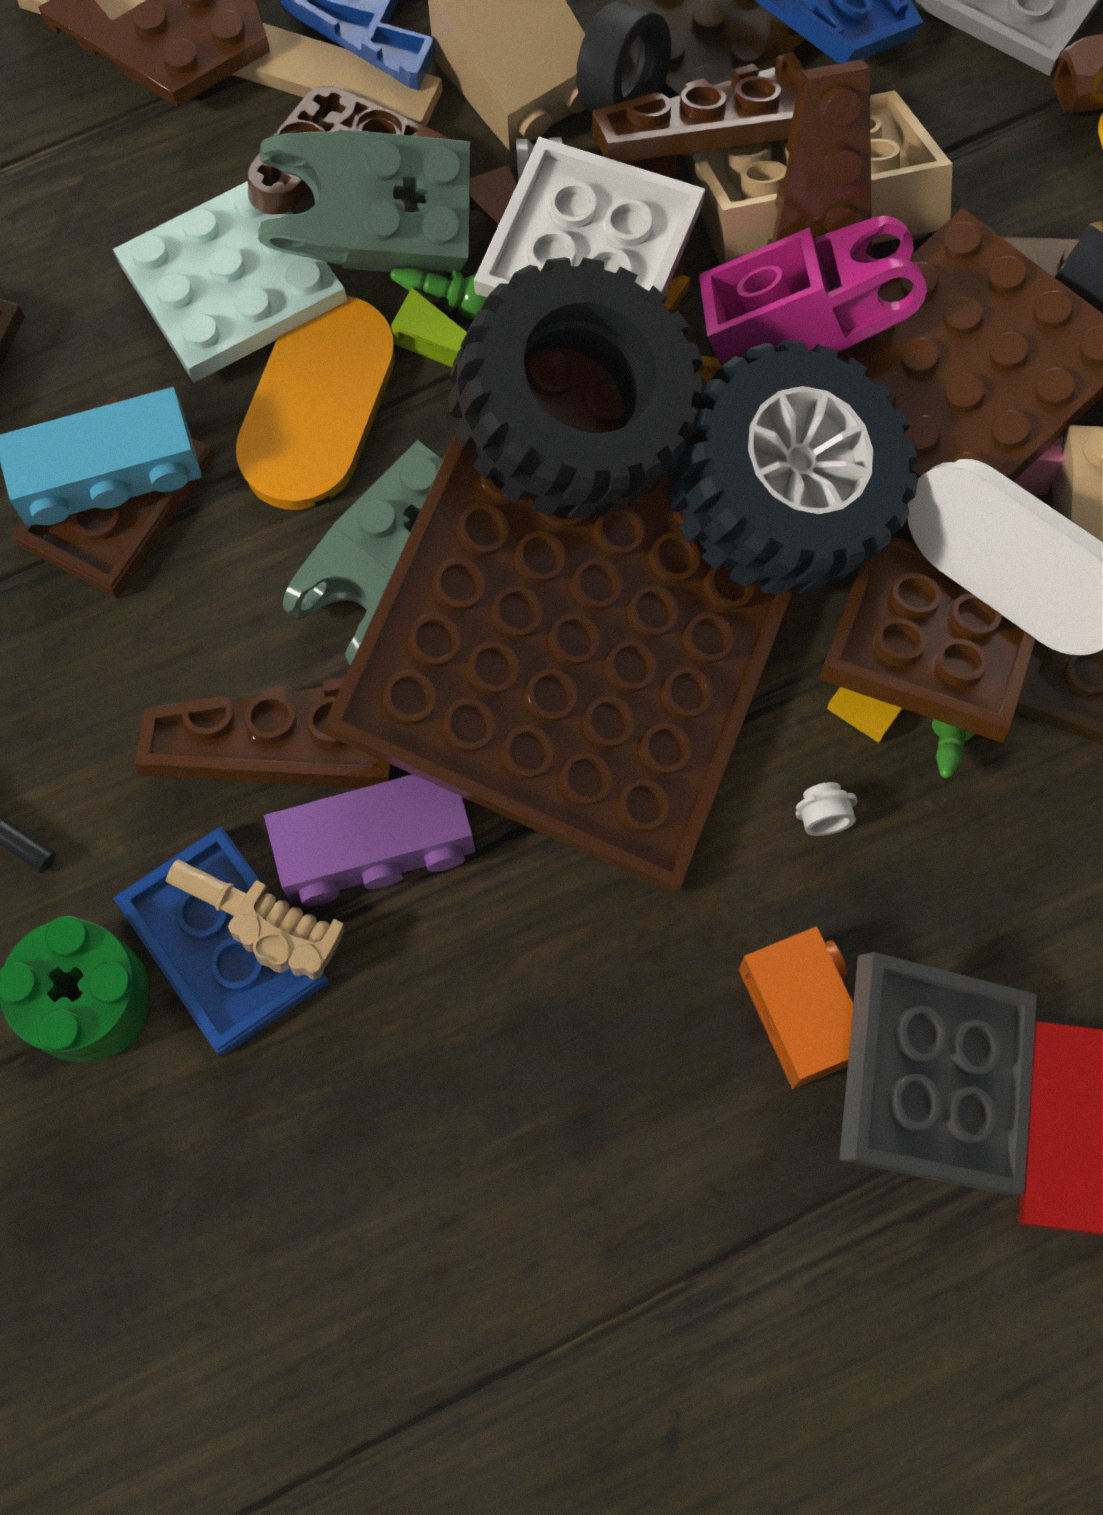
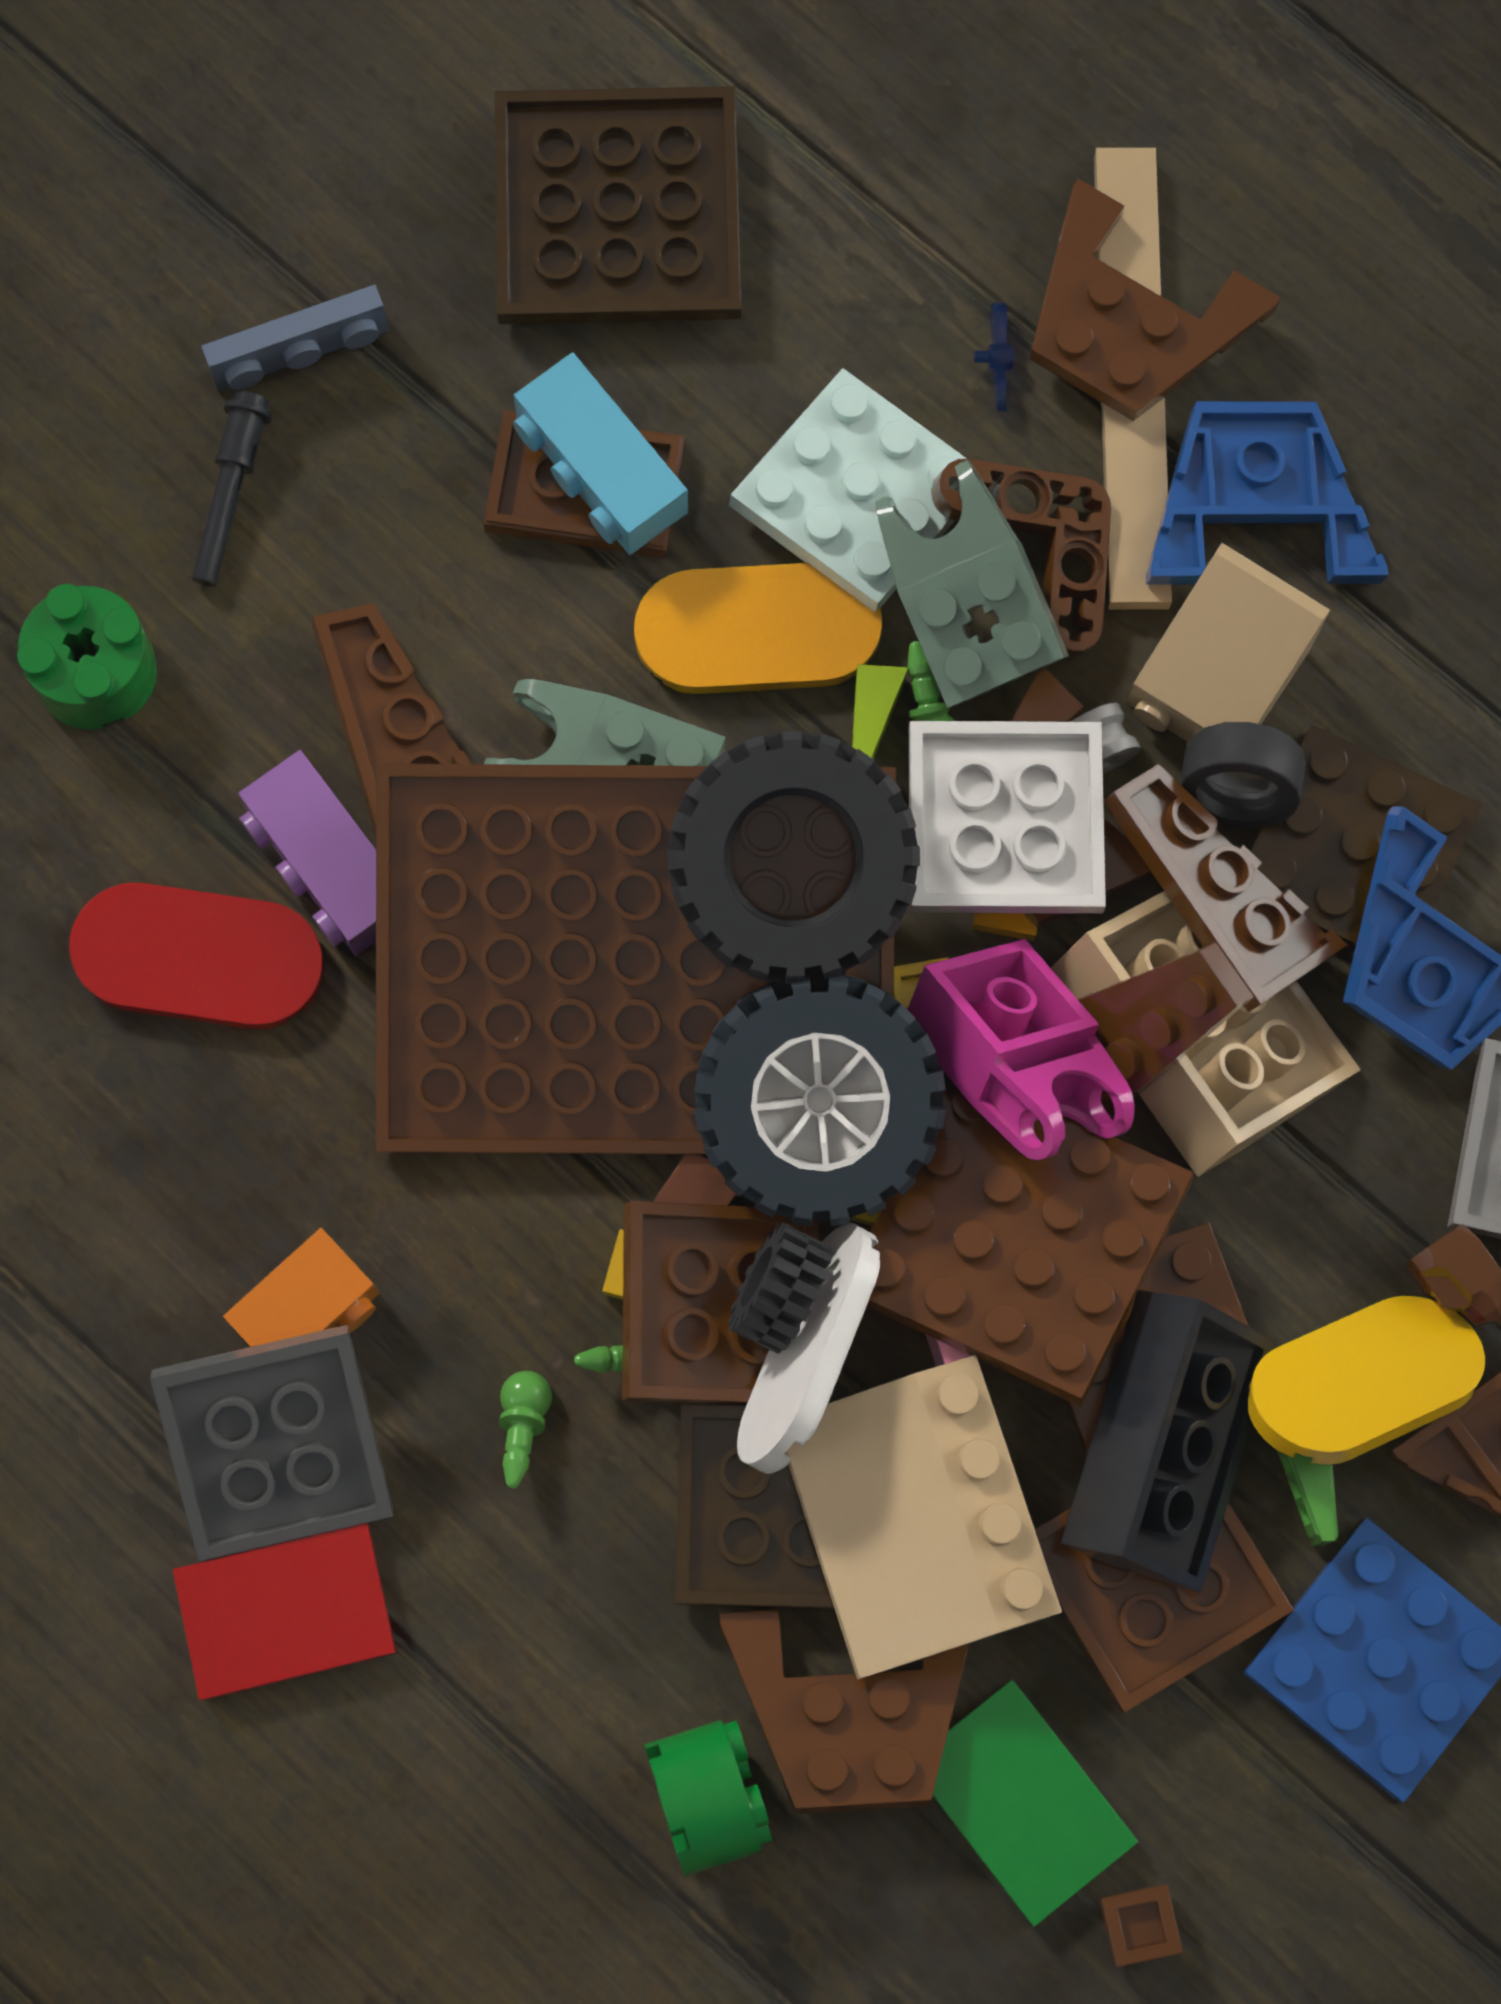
camera: 65 degrees right, 5 degrees up
(160, 132) = (999, 354): none -> clear blue piece
(194, 948) = (186, 763): blue tile -> none
(268, 928) = (204, 797): tan piece -> none
(417, 996) = (196, 955): none -> red tile
(811, 625) = (696, 1183): none -> copper tile
(826, 809) = (508, 1262): white plate -> none
(950, 535) = (780, 1288): none -> black tyre
(957, 842) = (525, 1401): none -> bright green bar

